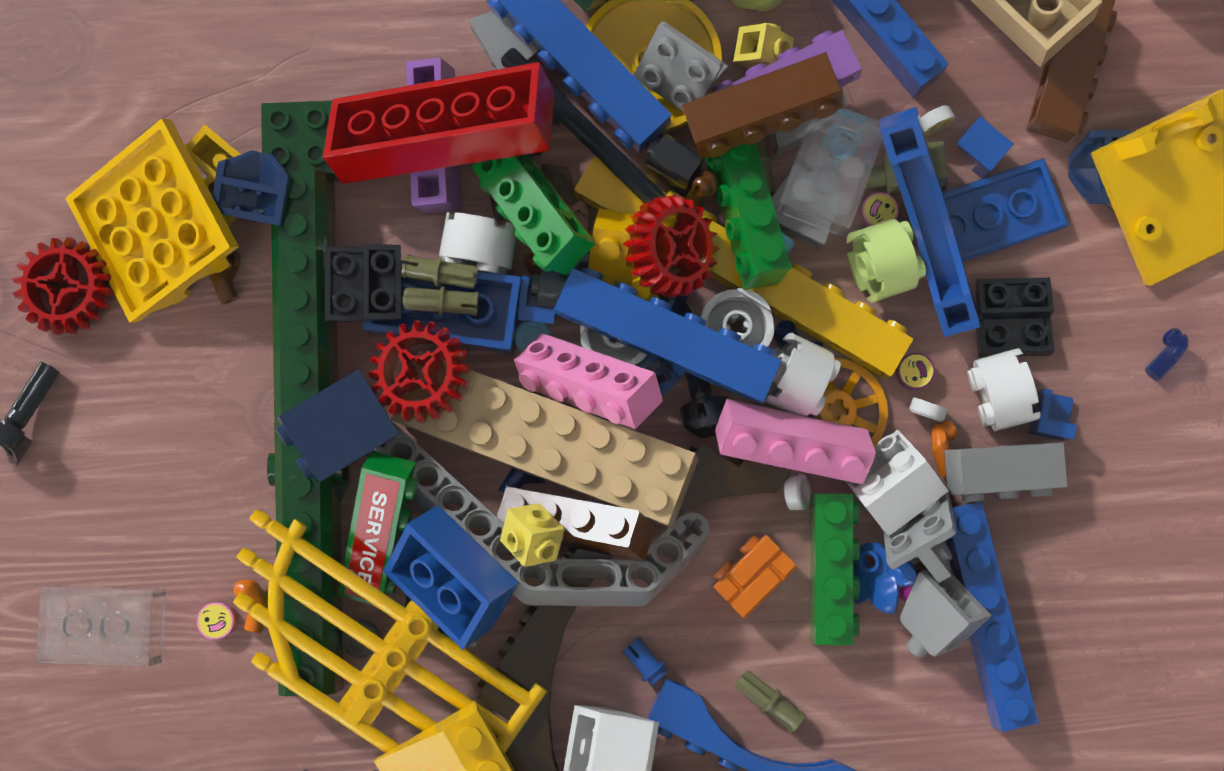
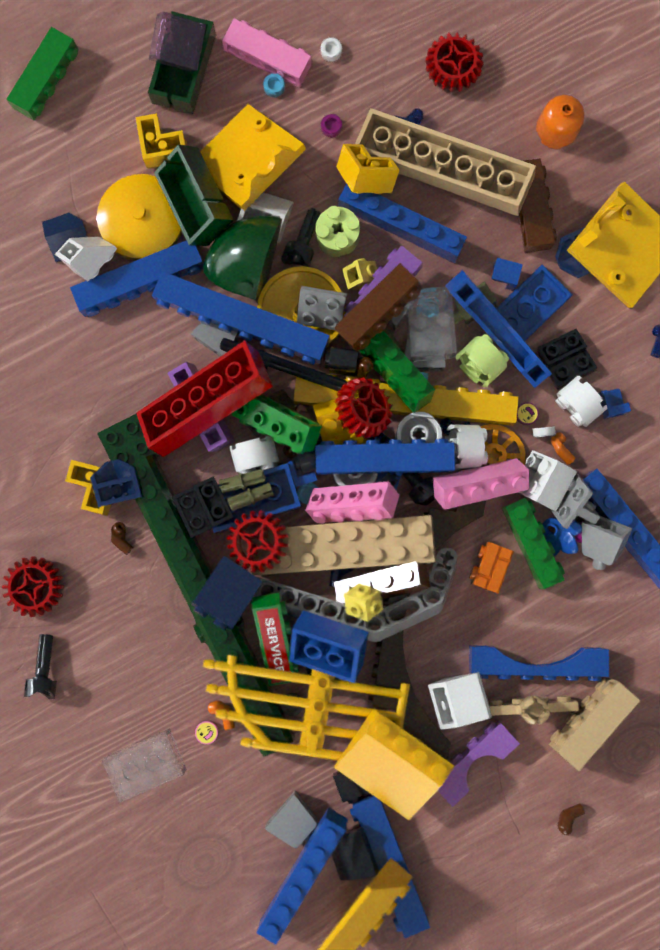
camera: 25 degrees left, 0 degrees up
(152, 222) = (71, 523): yellow piece -> none
(645, 661) = (454, 642): blue pin -> none
(770, 701) = (533, 632): olive axle -> none
(797, 491) = (494, 510): white tile -> none
(879, 208) = (465, 333): light yellow tile -> none
(937, 120) = (474, 269): white tile -> none
(1005, 470) = (602, 445): light grey brick -> none

